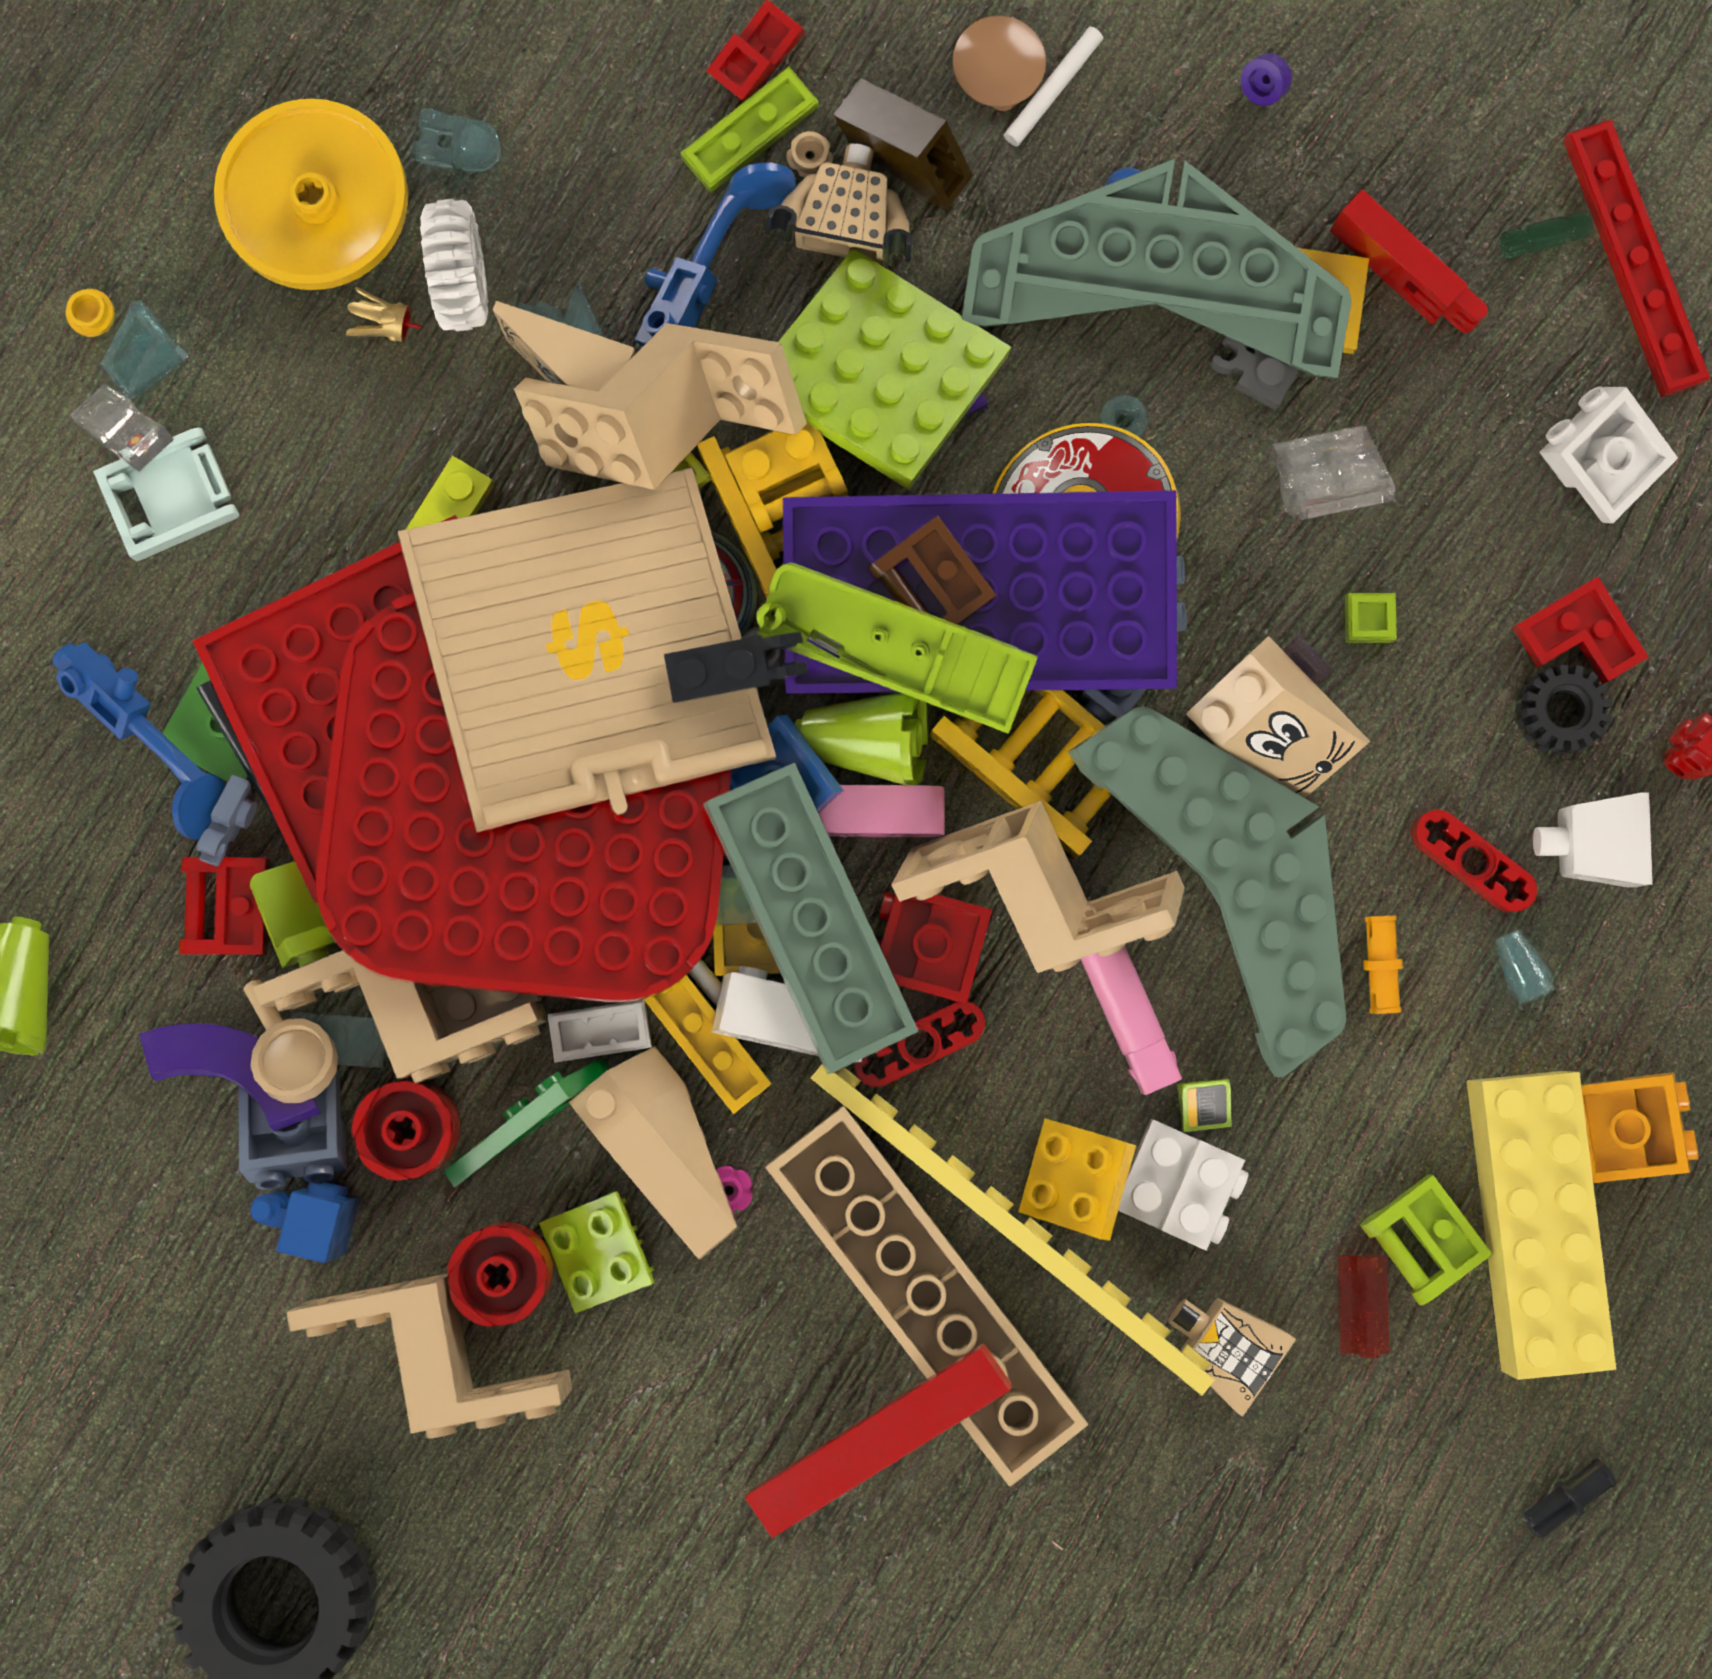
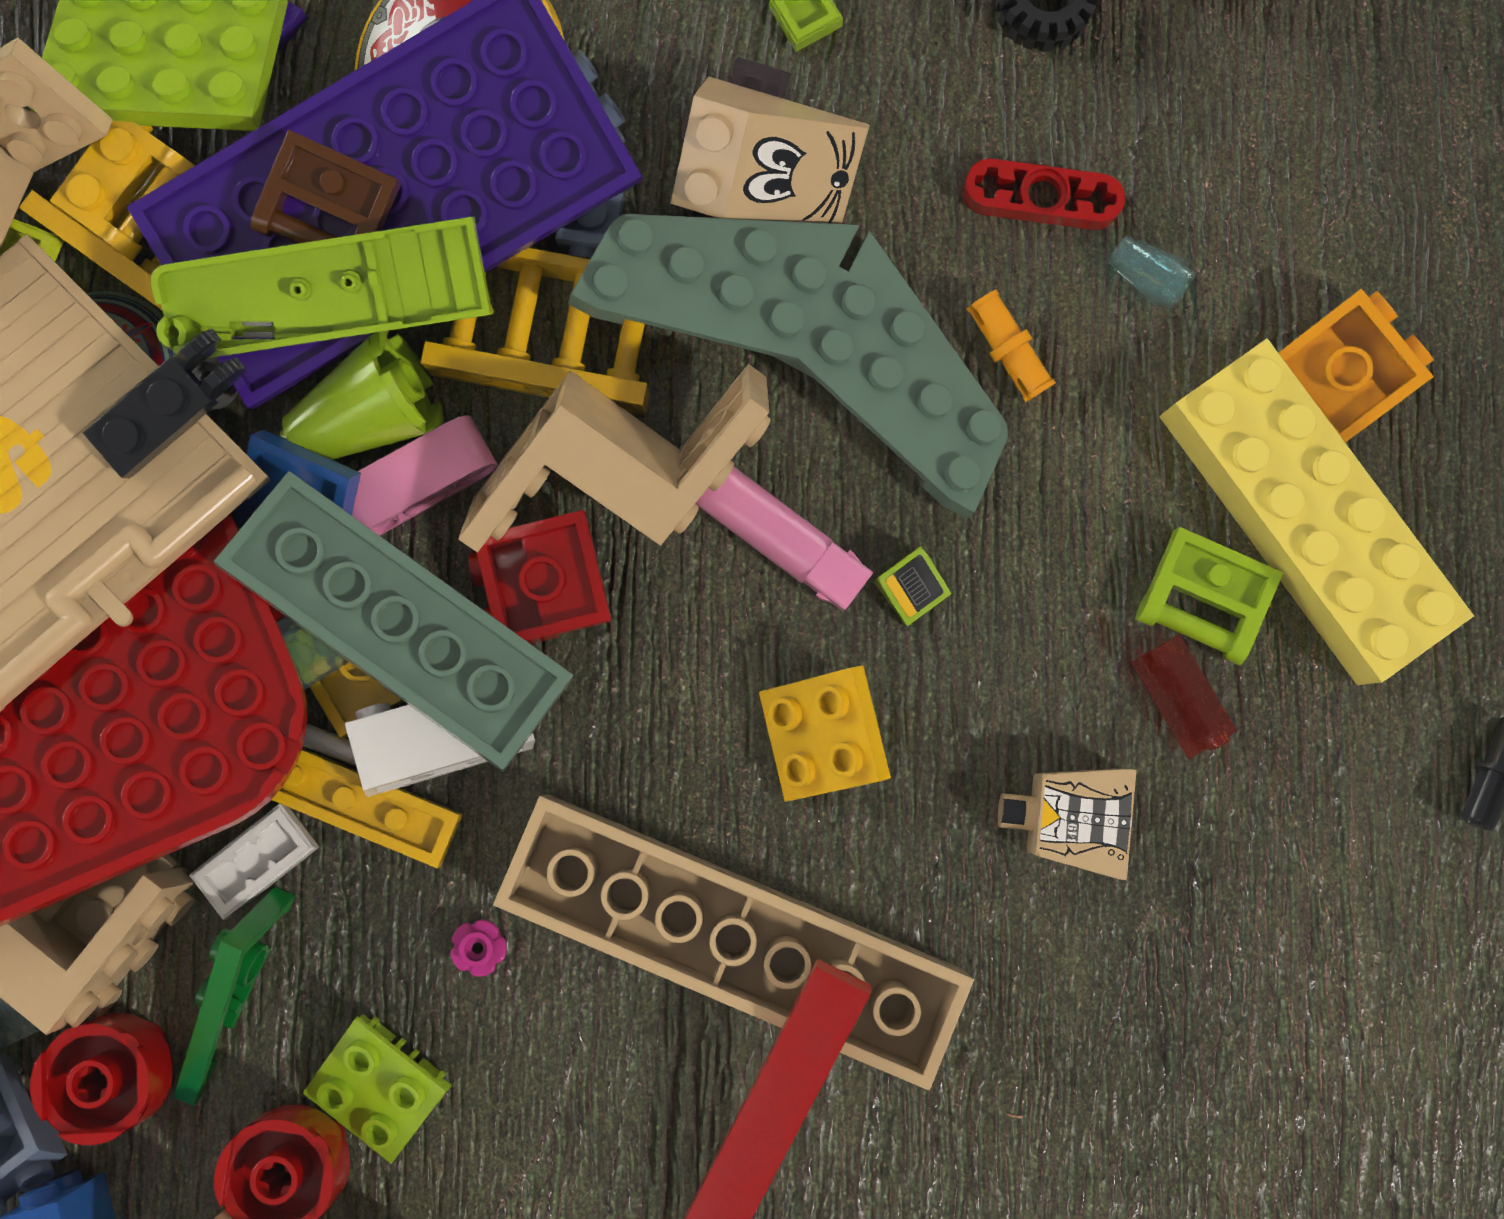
camera: 25 degrees left, 0 degrees up
(652, 1132) = (363, 936): tan wedge -> none
(957, 1039) = (624, 661): red beam -> none
(1029, 1236) = (807, 821): light yellow plate -> none
(1182, 1185) = (934, 680): white plate -> none
(1602, 841) = (1159, 101): white torso -> none

